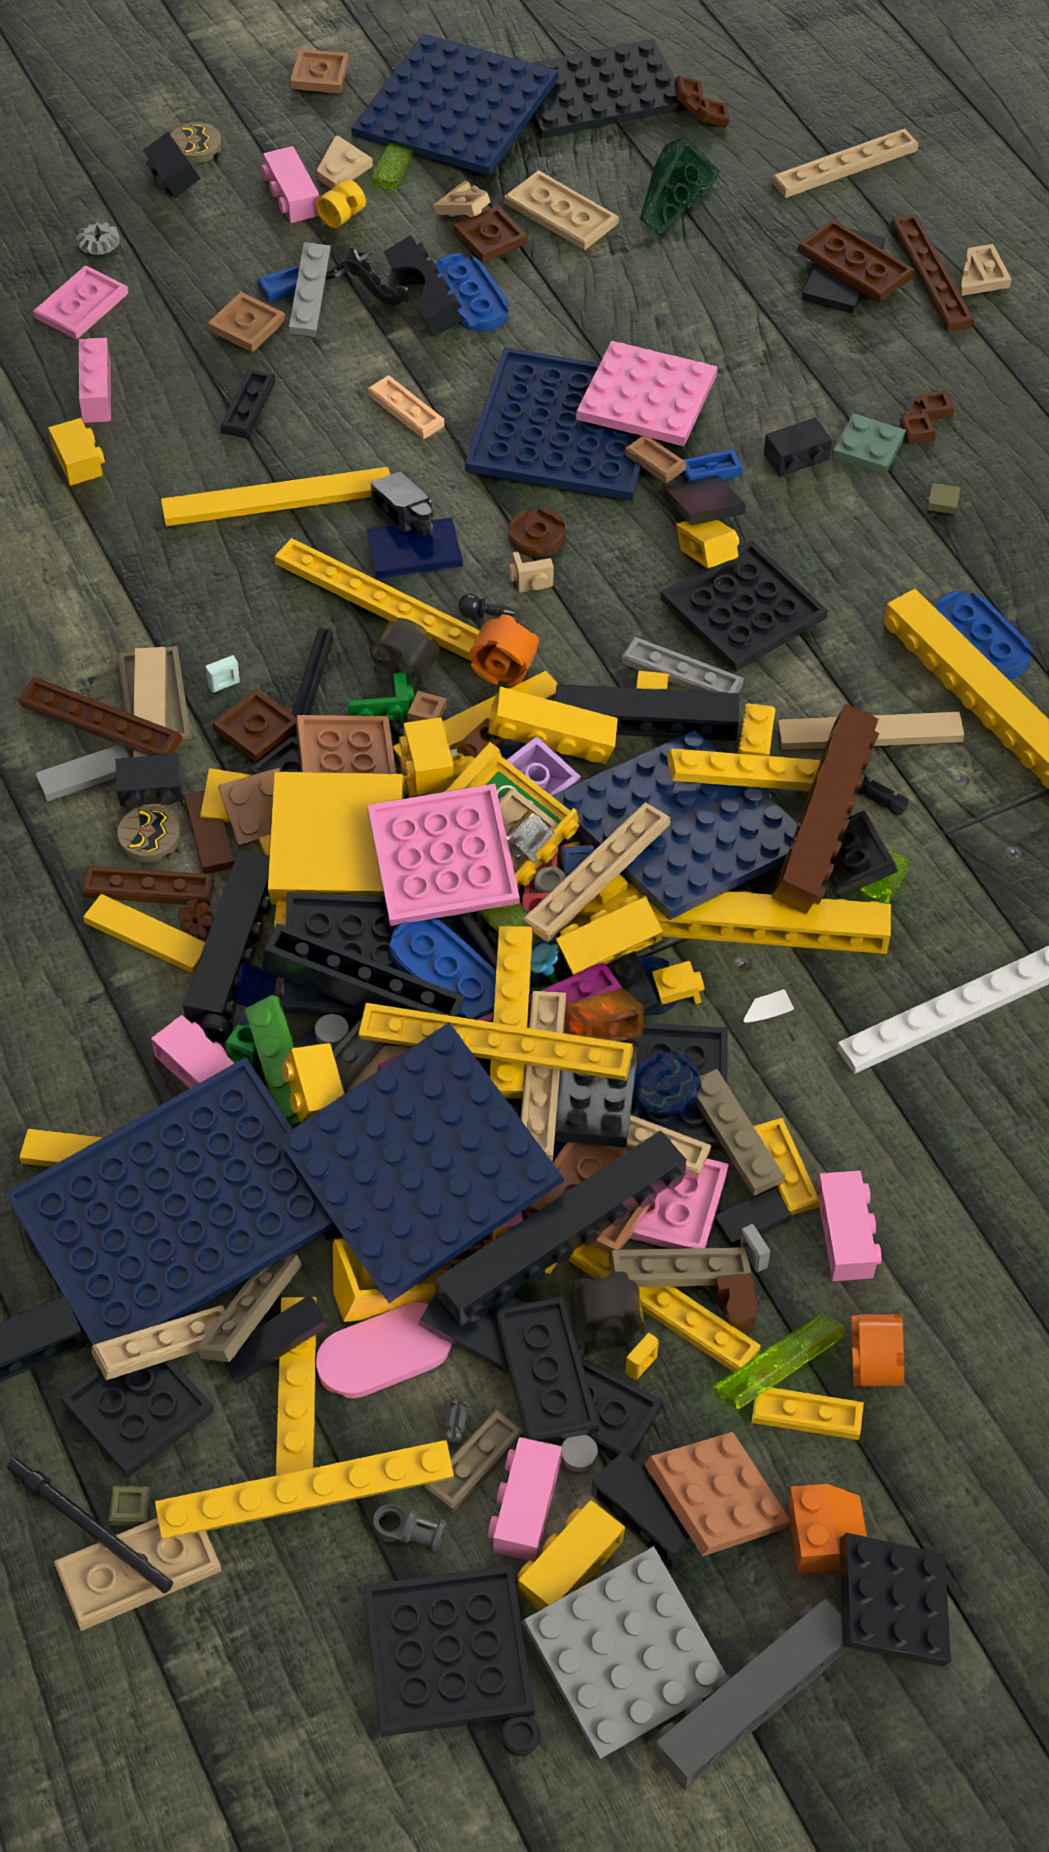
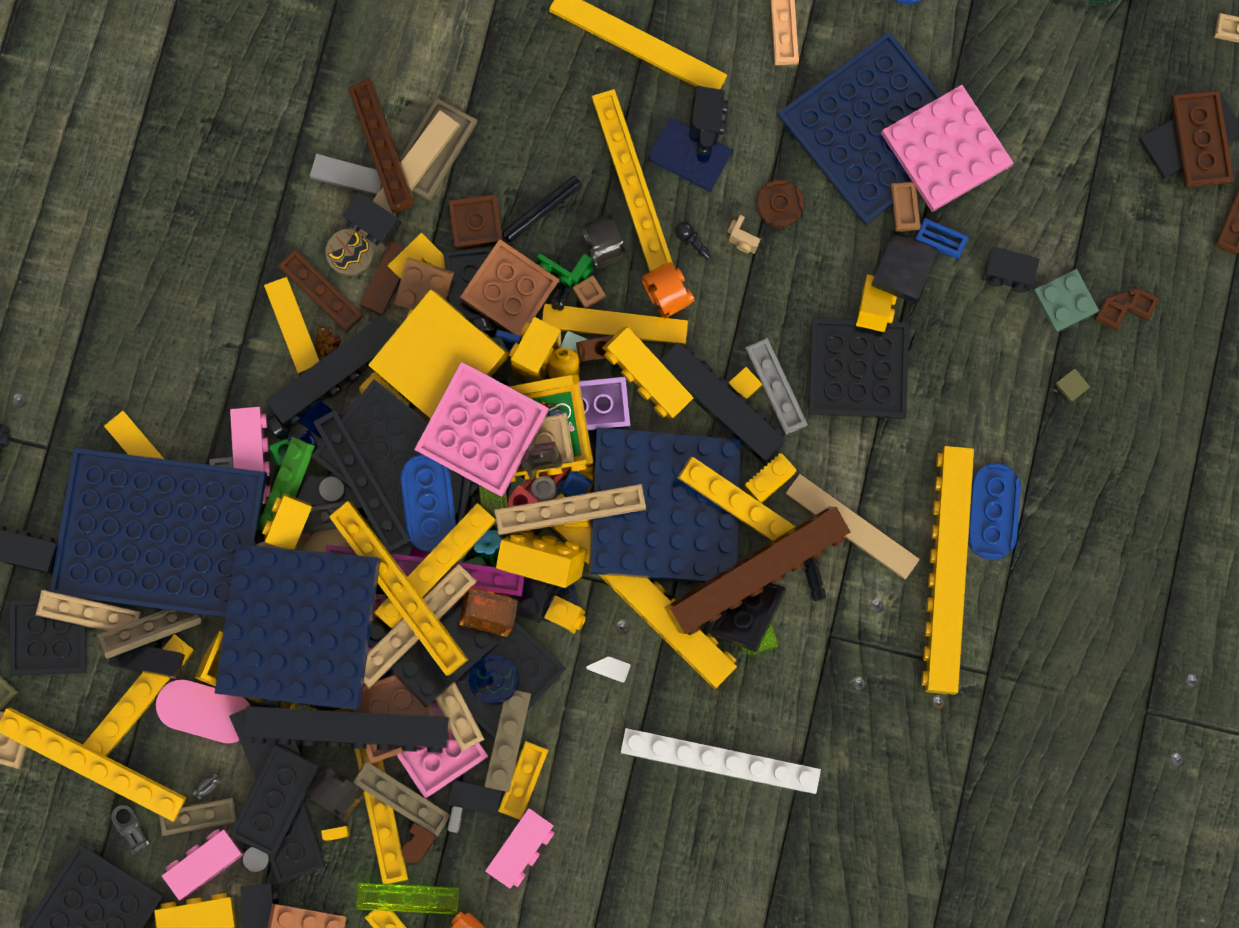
camera: 35 degrees right, 25 degrees up
(222, 673) = (485, 166): light aqua tile -> none

